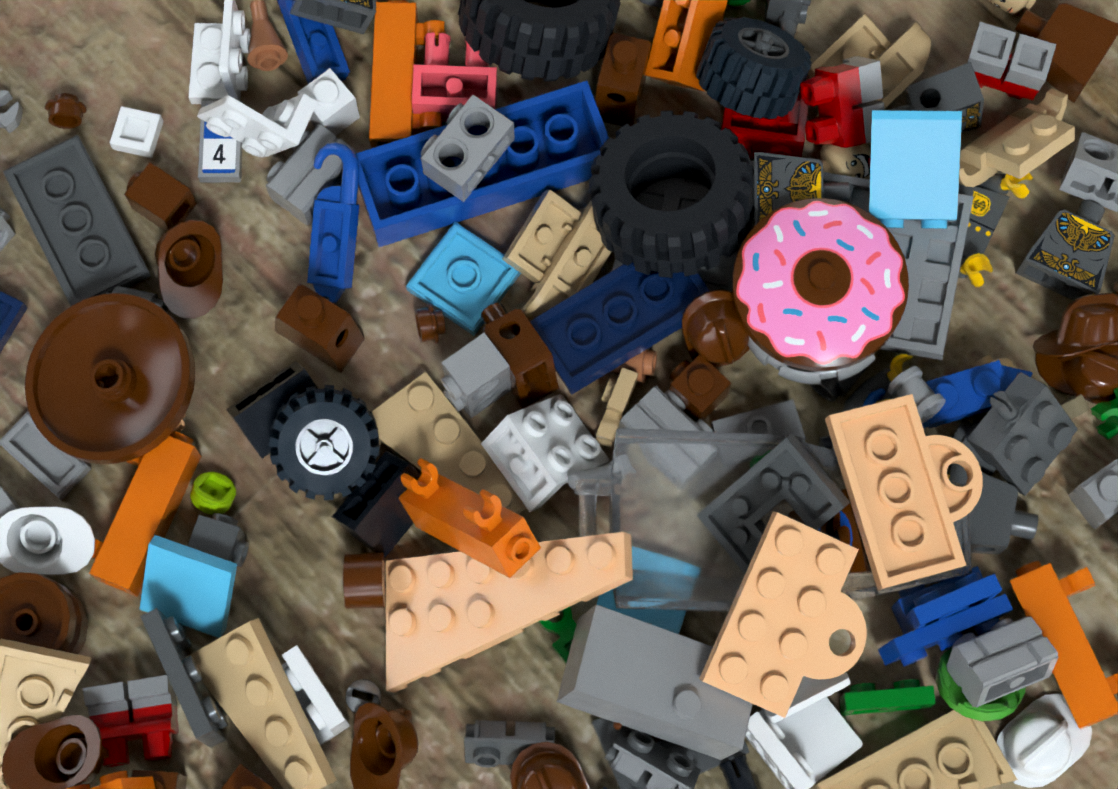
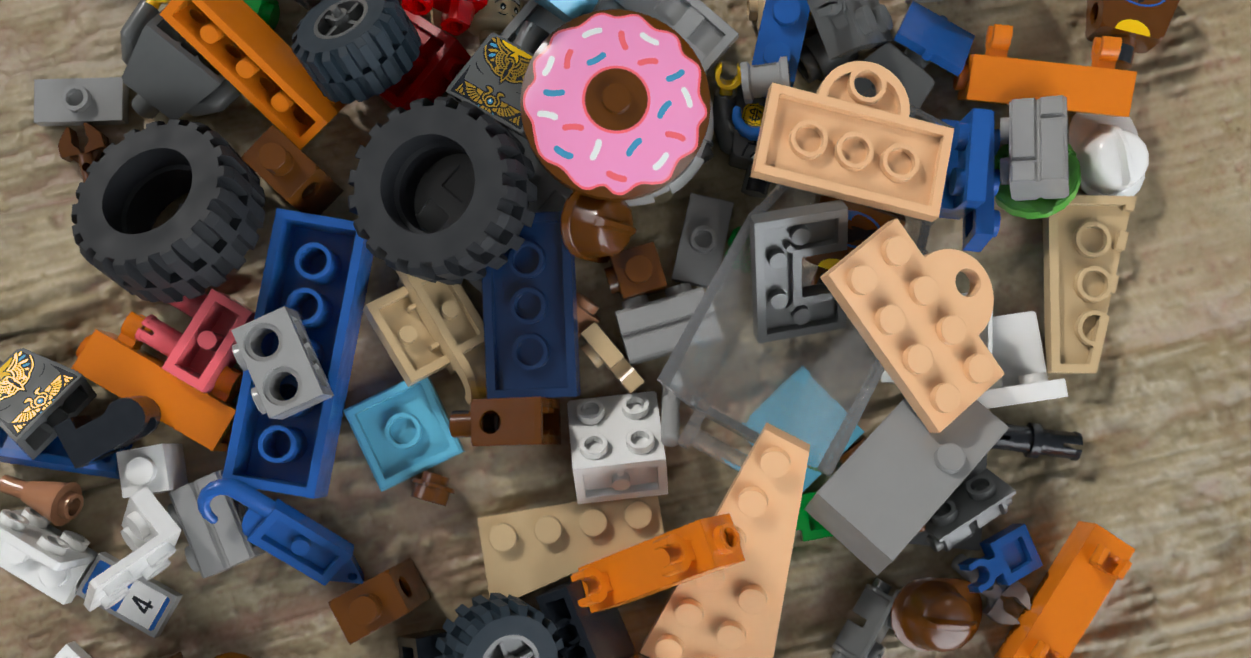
camera: 65 degrees left, 10 degrees up
(350, 59) = (120, 426): none -> black leg
(475, 376) = (513, 478): light grey brick -> none
(905, 696) = (1014, 253): green plate -> none
(1048, 528) = (934, 38): none -> blue piece

